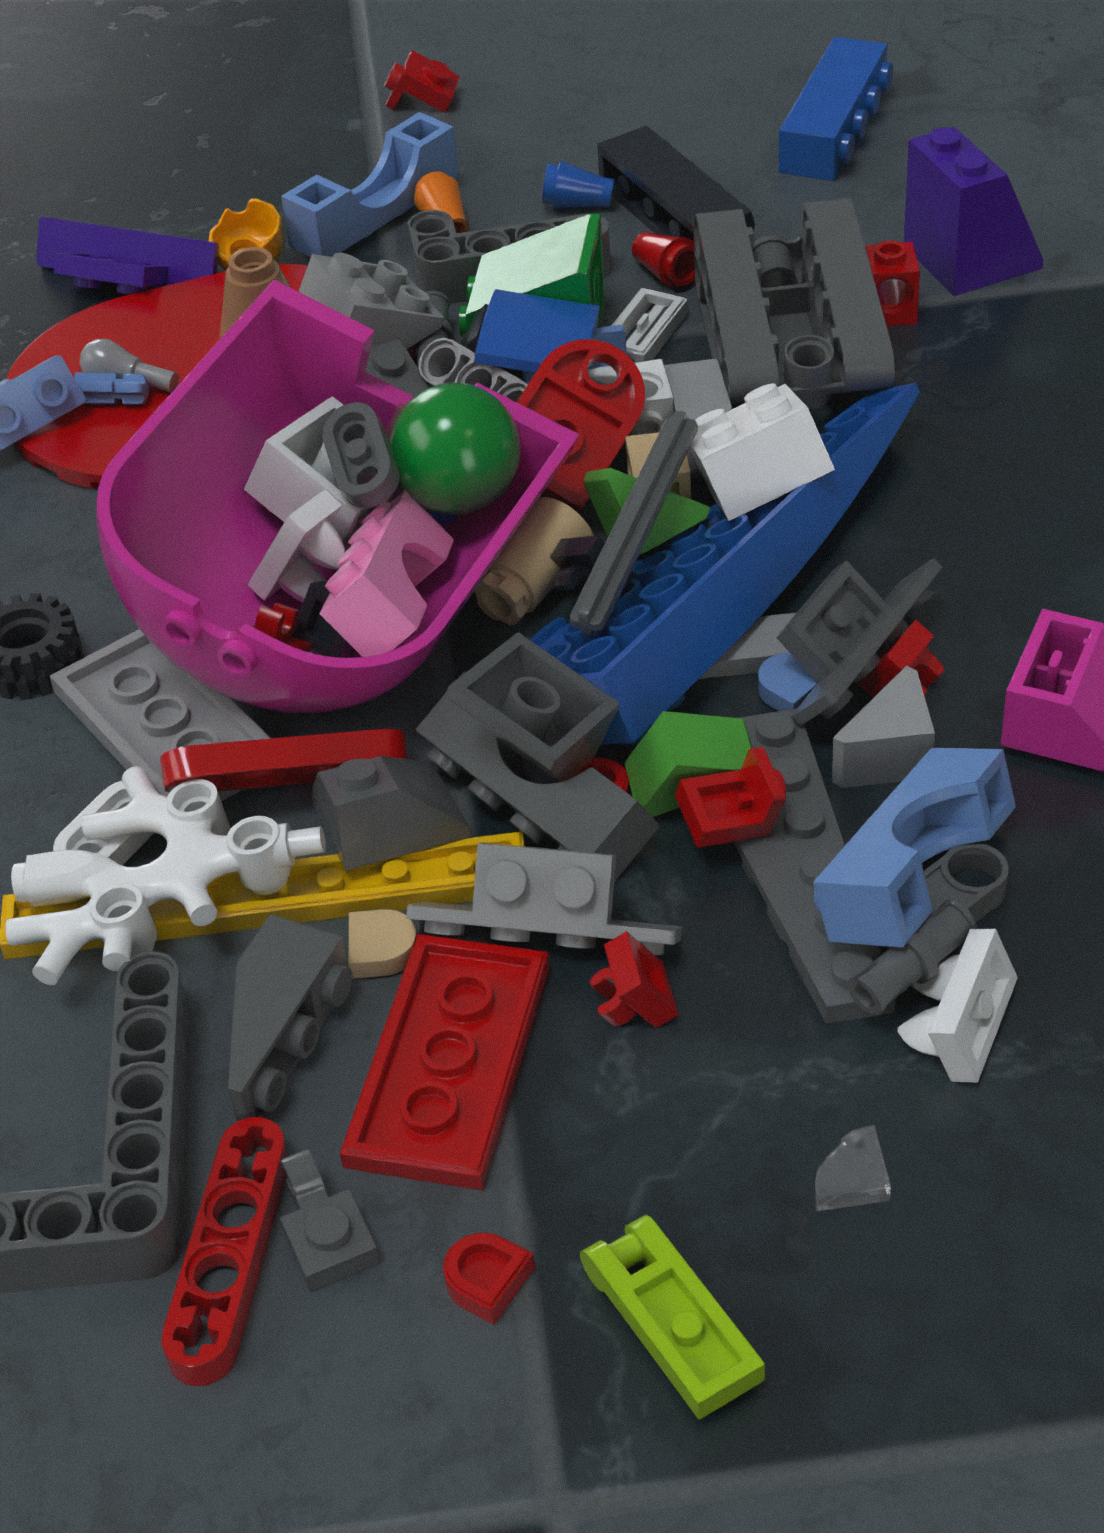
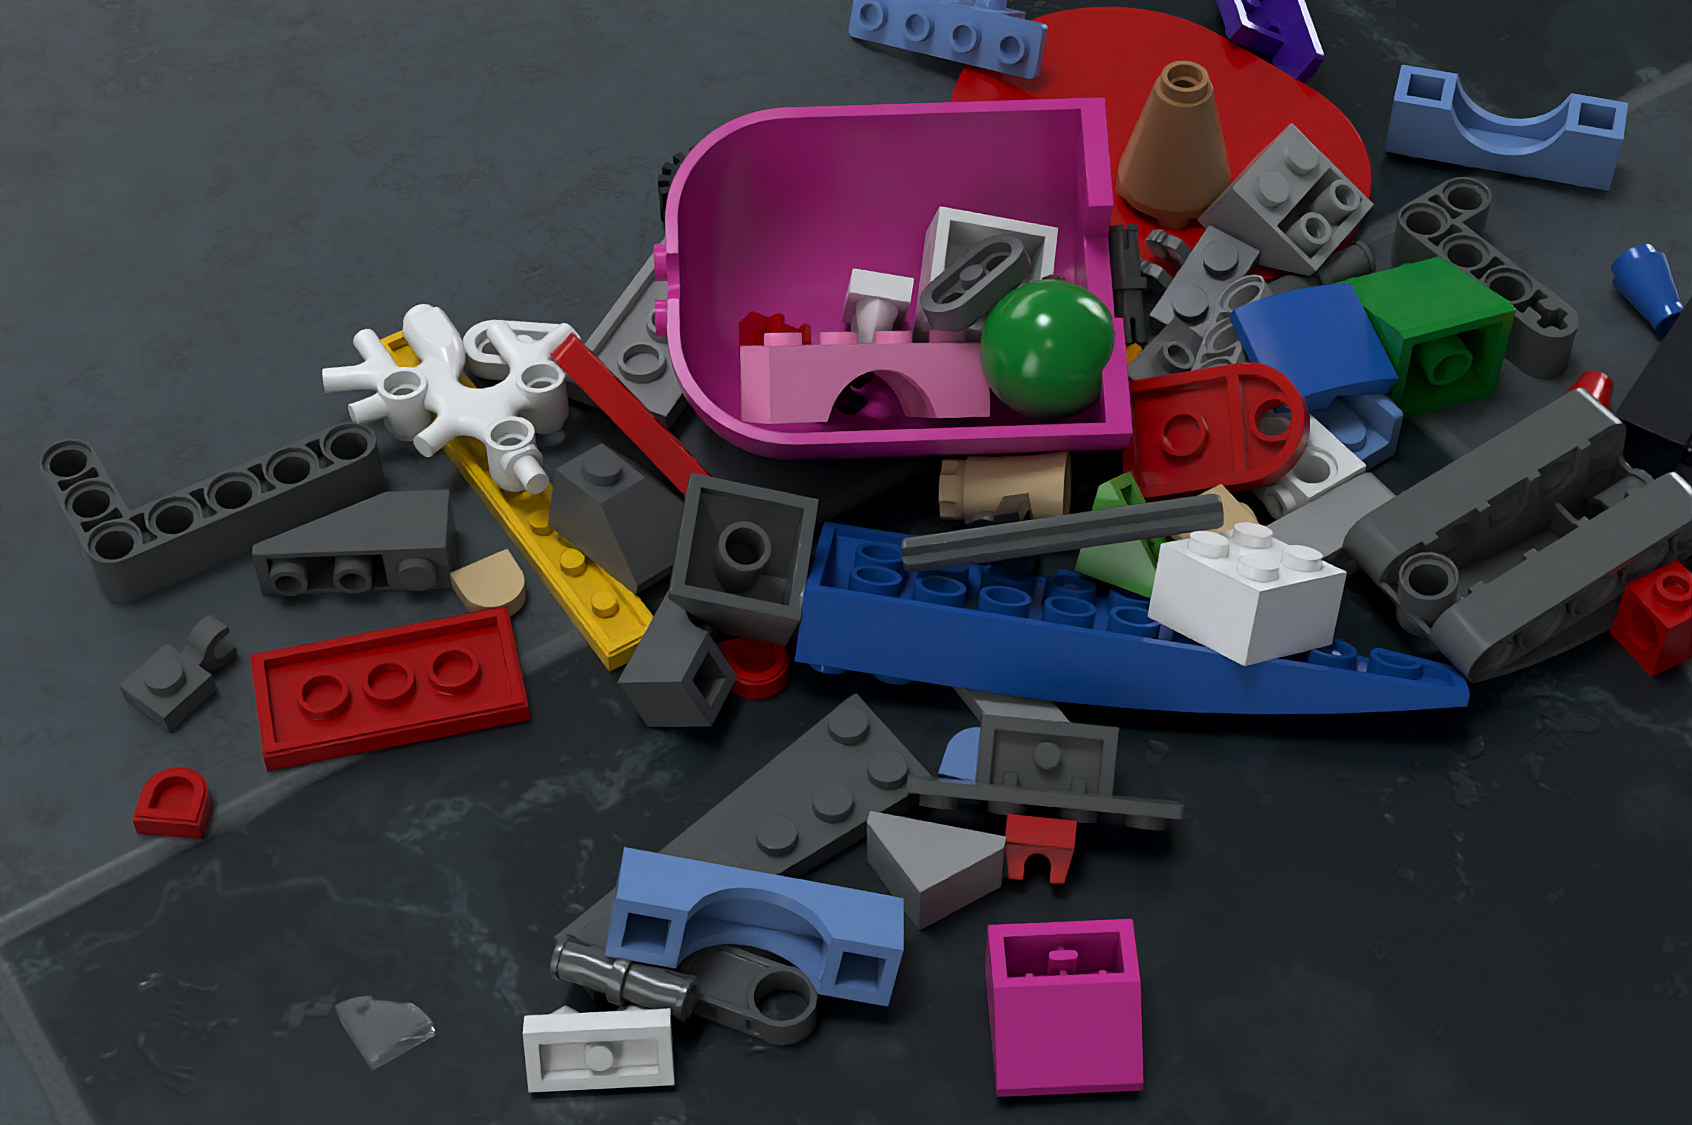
camera: 60 degrees right, 5 degrees up
(108, 388) = (1058, 75): medium blue axle -> none
(110, 357) = (1094, 71): light grey piece -> none
(224, 1246) = (134, 616): red beam -> none
(253, 227) = (1359, 77): light orange hair -> none
(441, 193) = (1537, 195): orange cone -> none
(542, 892) = (566, 682): light grey bracket -> none
(635, 982) = (516, 783): red tile -> none
(652, 328) = (1464, 430): white tile -> none
(674, 1317) = (170, 944): lime plate -> none
(683, 748) = (796, 717): bright green slope -> none
(733, 803) = (744, 762): red bracket -> none

